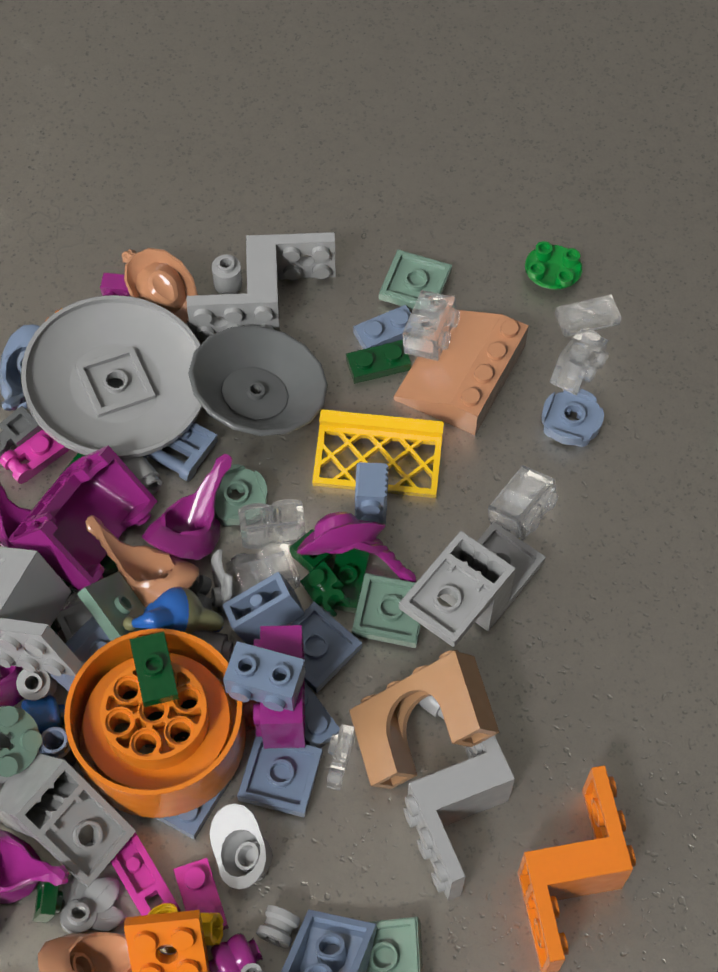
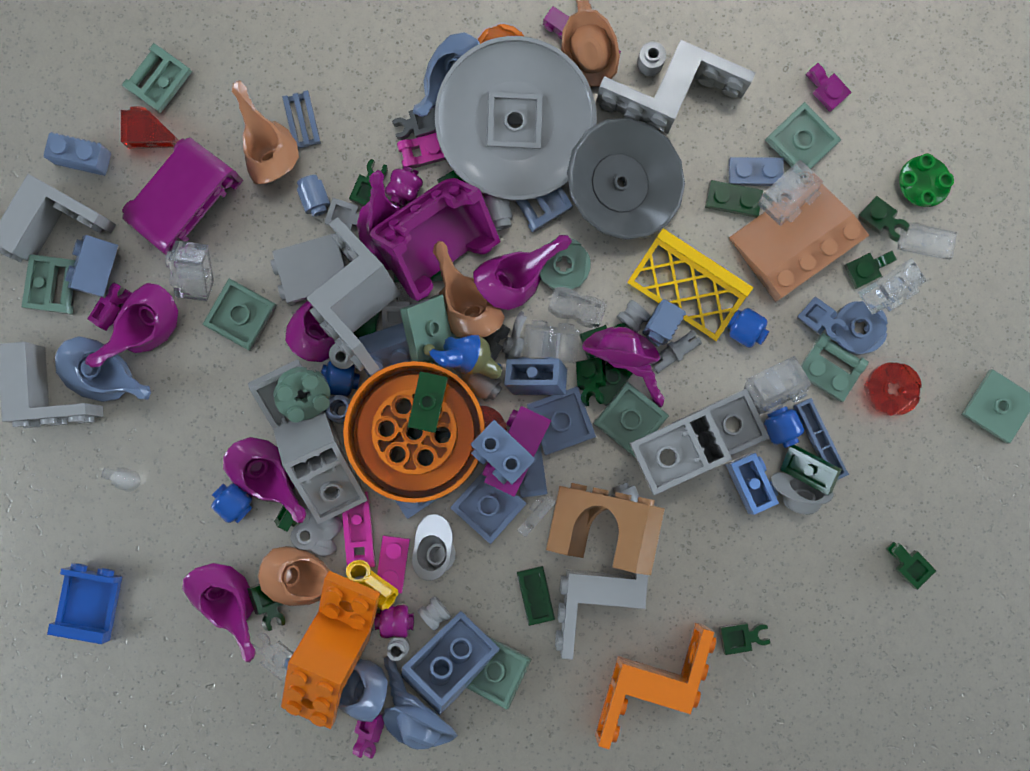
camera: 25 degrees right, 25 degrees up
(25, 489) = (403, 186): none -> magenta piece
(337, 502) = (634, 316): none -> light grey wheel
(386, 847) = (535, 595): none -> dark green plate
(400, 521) = (676, 351): none -> light grey pin
(415, 233) = (830, 90): none -> magenta plate
(461, 465) = (748, 327): none -> blue head
(526, 423) = (821, 317): none -> sand blue plate
(534, 312) = (881, 216): none -> dark green plate
(543, 362) = (866, 269): none -> dark green plate
(554, 539) = (784, 427): none -> blue head
(554, 607) = (752, 483): none -> medium blue brick
(569, 475) = (828, 375): none -> sand green plate
(599, 536) = (818, 434): none -> sand blue piece
(606, 564) = (810, 469): none -> plate
(615, 595) = (799, 495): none -> light grey piece
(637, 471) = (909, 388): none -> clear red plate
(639, 778) = (738, 637): none -> dark green plate

